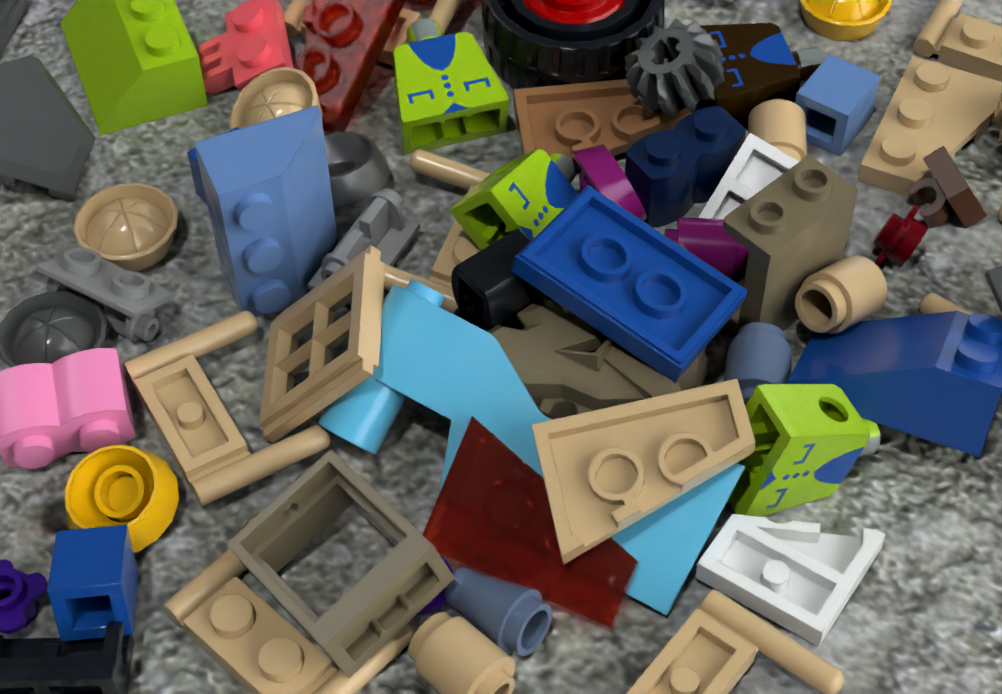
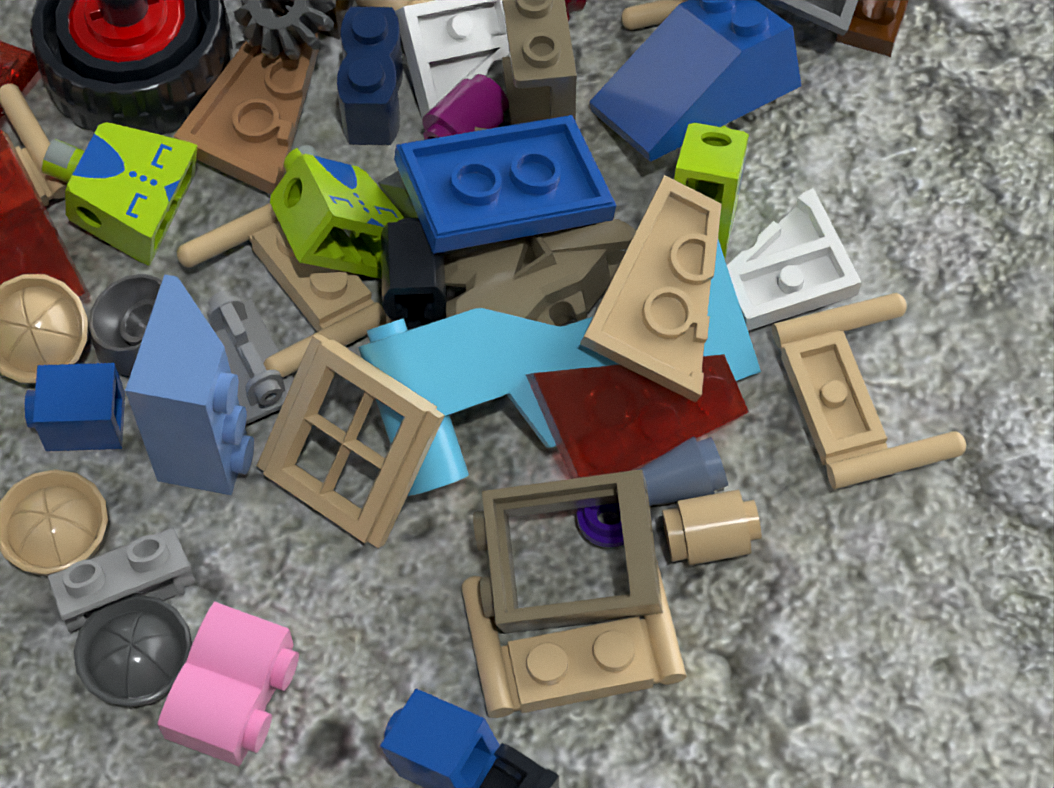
camera: 55 degrees left, 10 degrees up
(131, 483) = (352, 671): yellow hat -> none
(196, 422) = (325, 586): tan plate -> none
(604, 174) = (357, 139): magenta hat -> none
(758, 357) = (620, 165): sand blue brick -> none
(841, 295) = (599, 63): tan brick -> none

